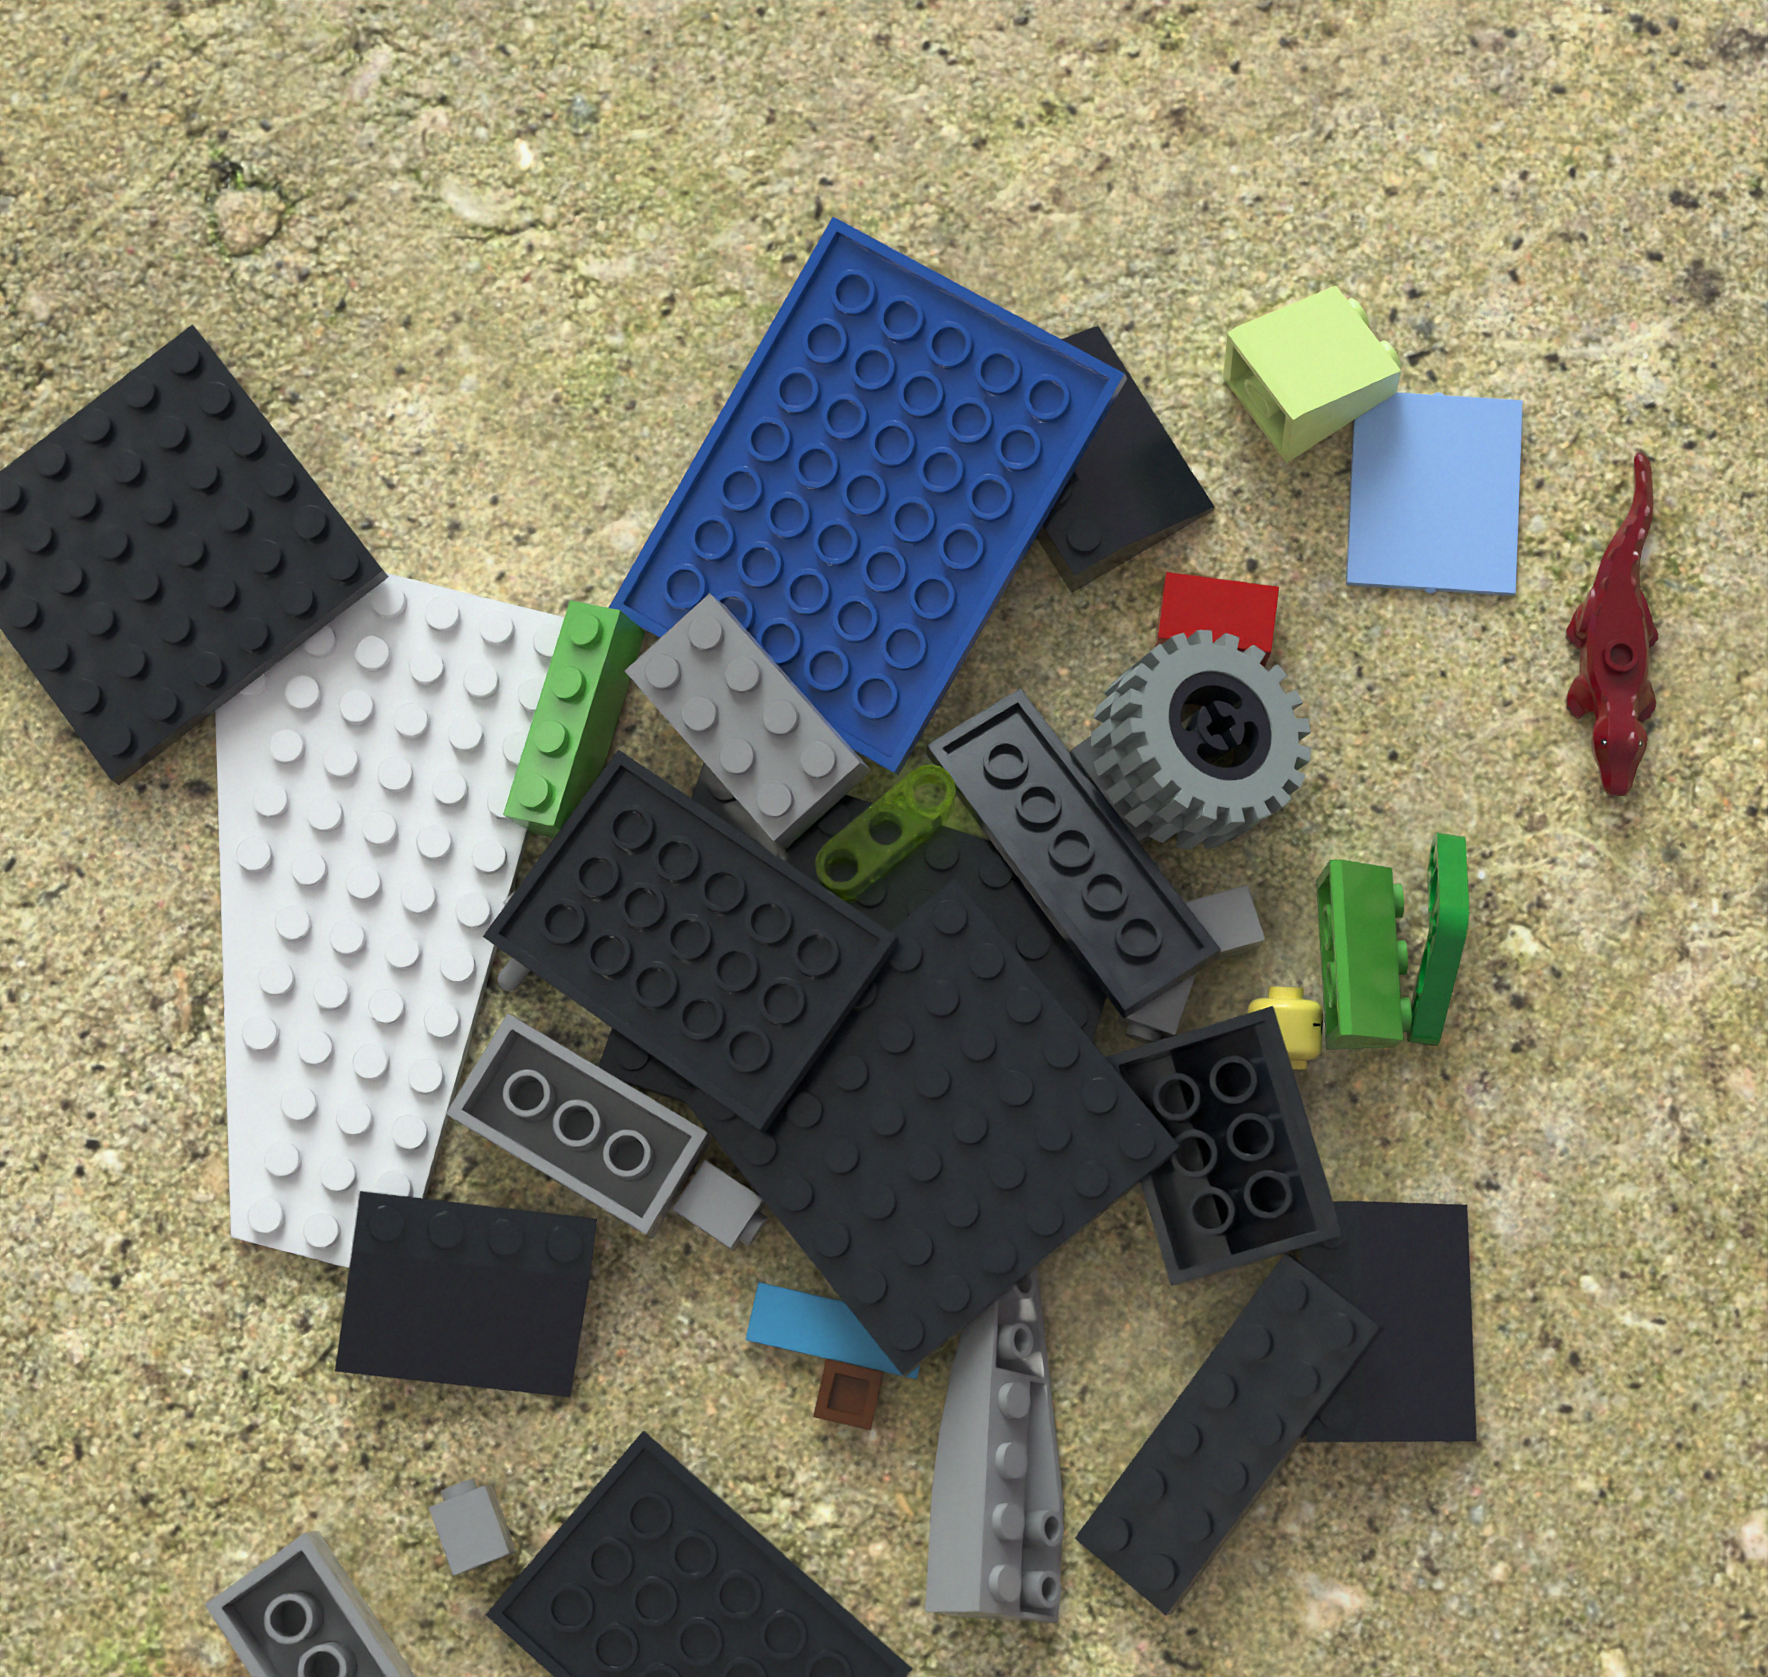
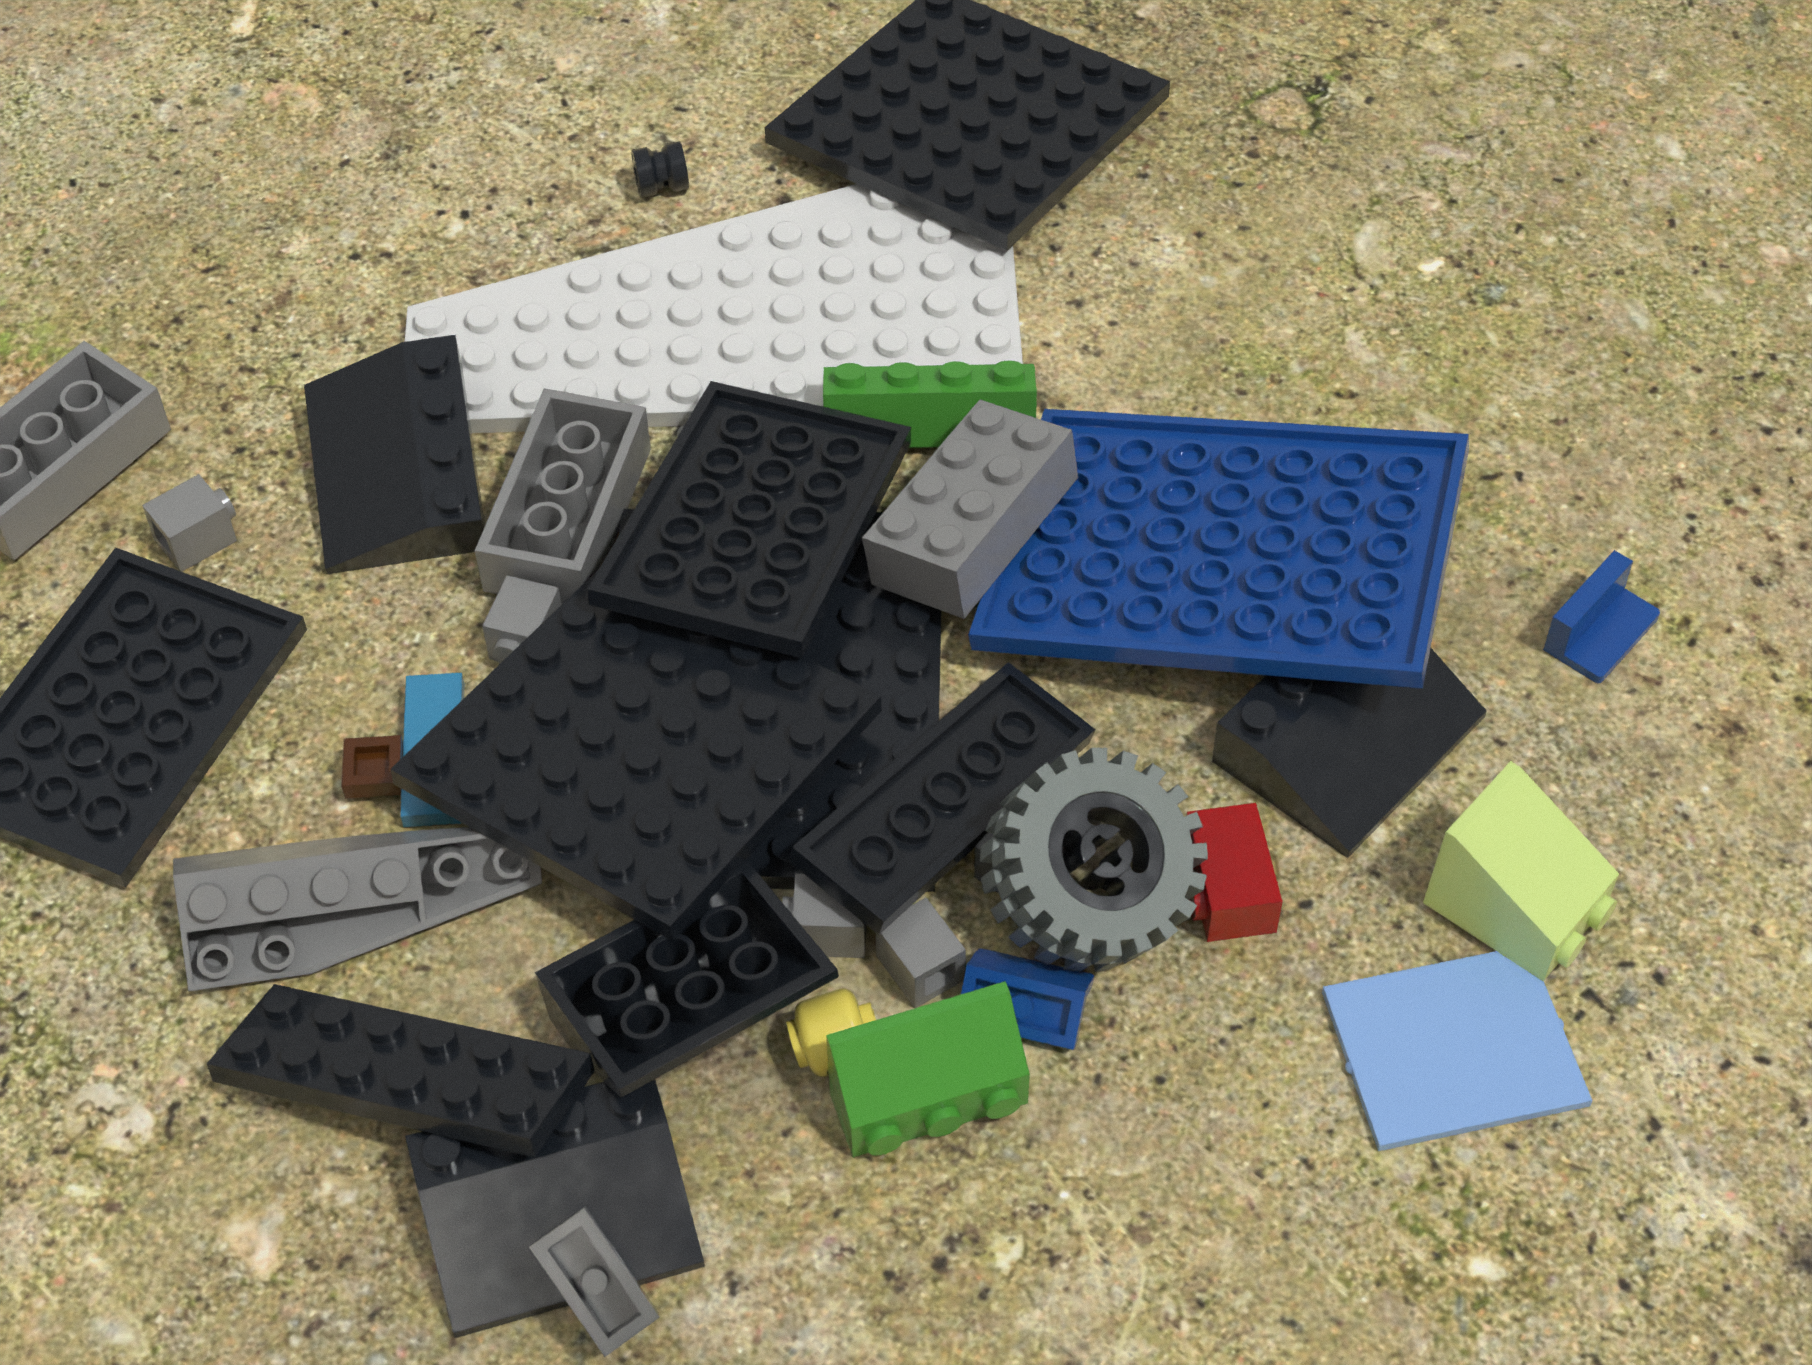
camera: 70 degrees right, 25 degrees down
(120, 911) = (660, 169): none -> black wheel
(896, 806) = (908, 640): clear neon green beam -> none
(1034, 181) = (1600, 621): none -> blue panel
(1287, 849) = (1044, 996): none -> blue panel
(1445, 939) = (970, 1119): green beam -> none
(1491, 1303) = (595, 1281): none -> dark grey brick
(1614, 642) = (1364, 1250): dark red animal -> none

